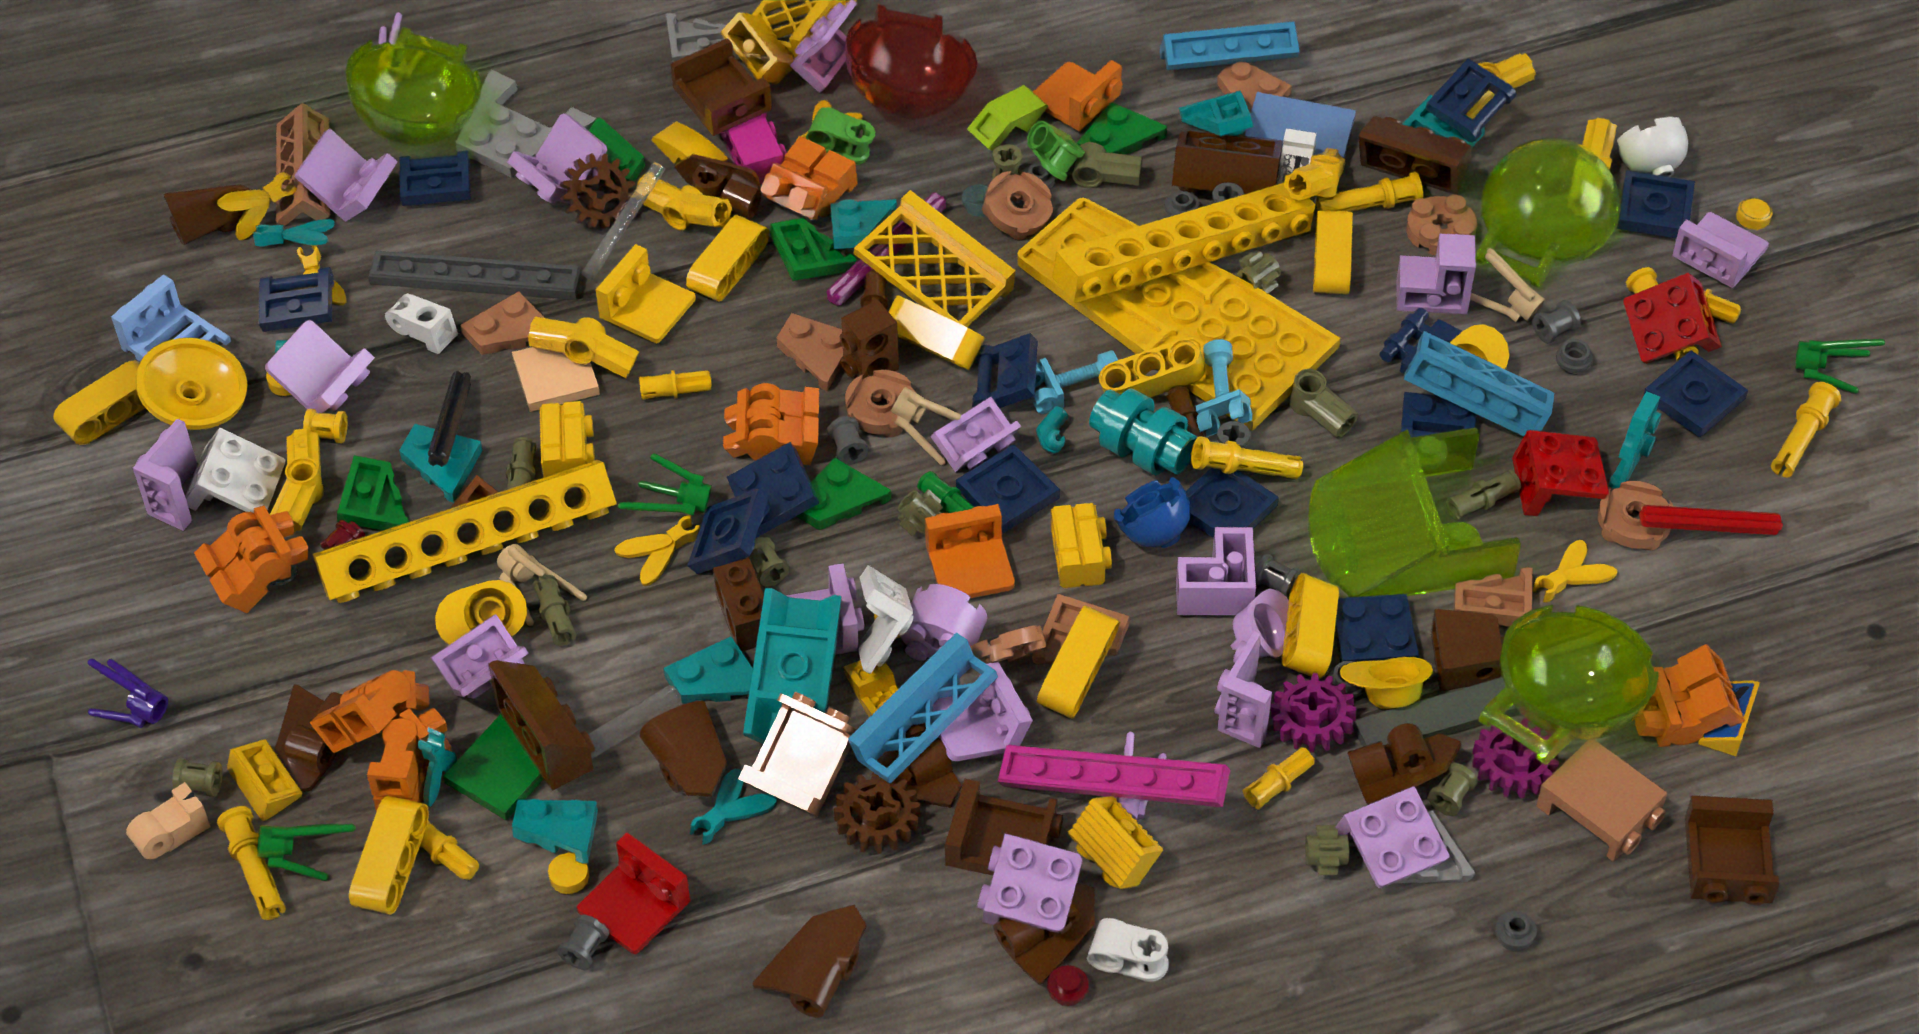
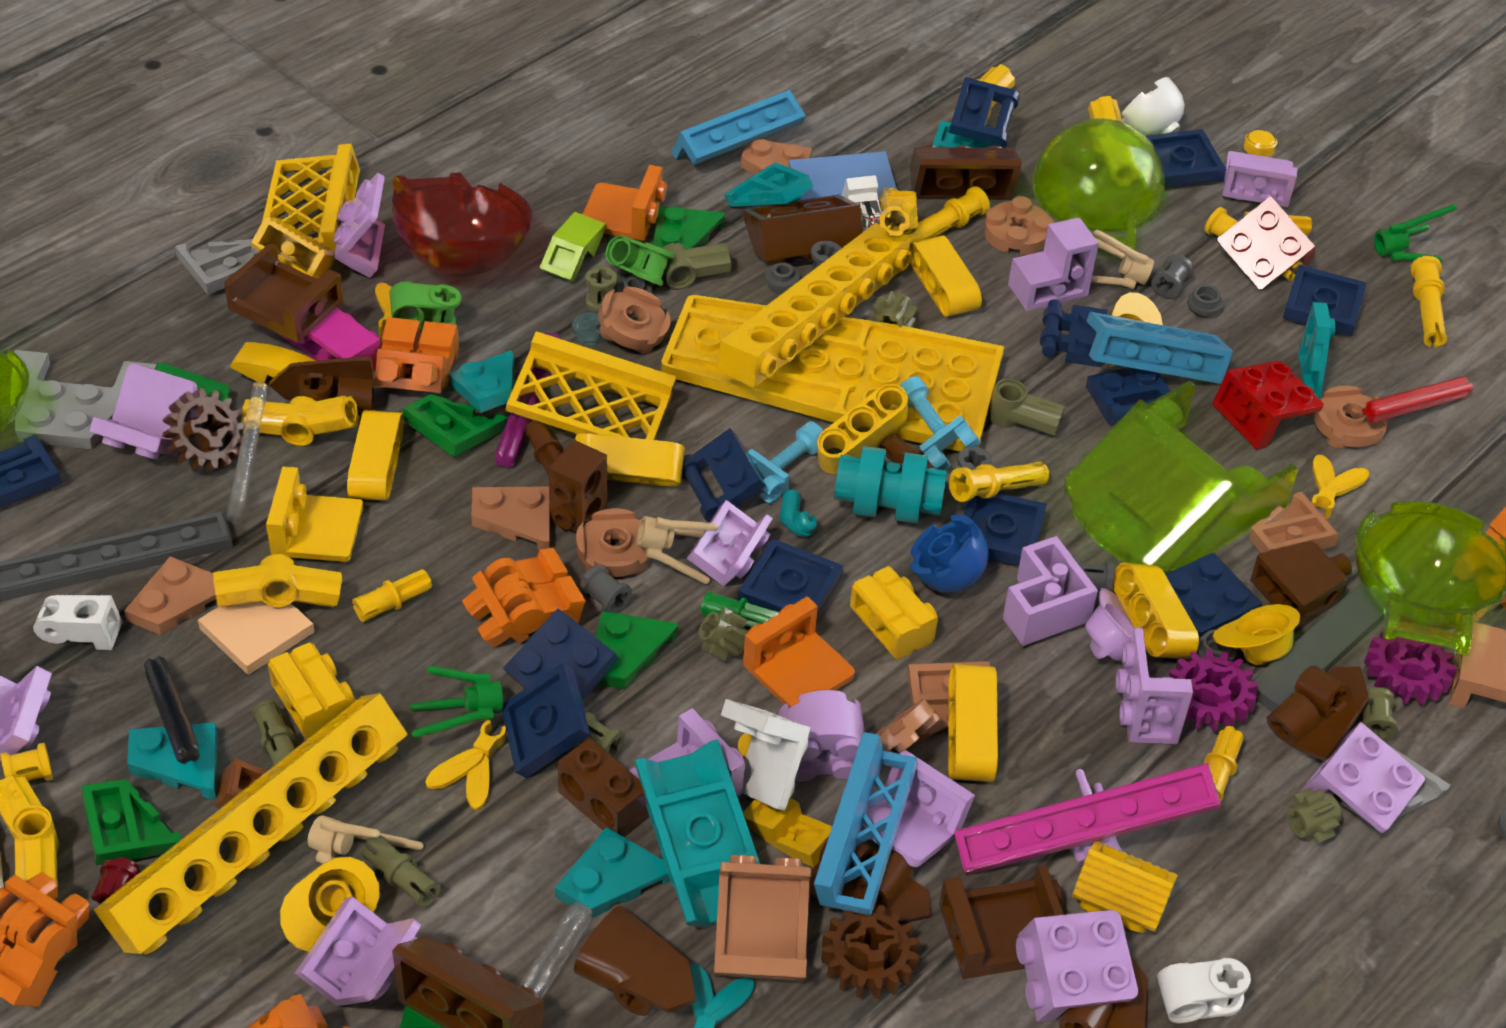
camera: 30 degrees left, 5 degrees down
(1483, 494) = (1225, 430): olive pin -> none

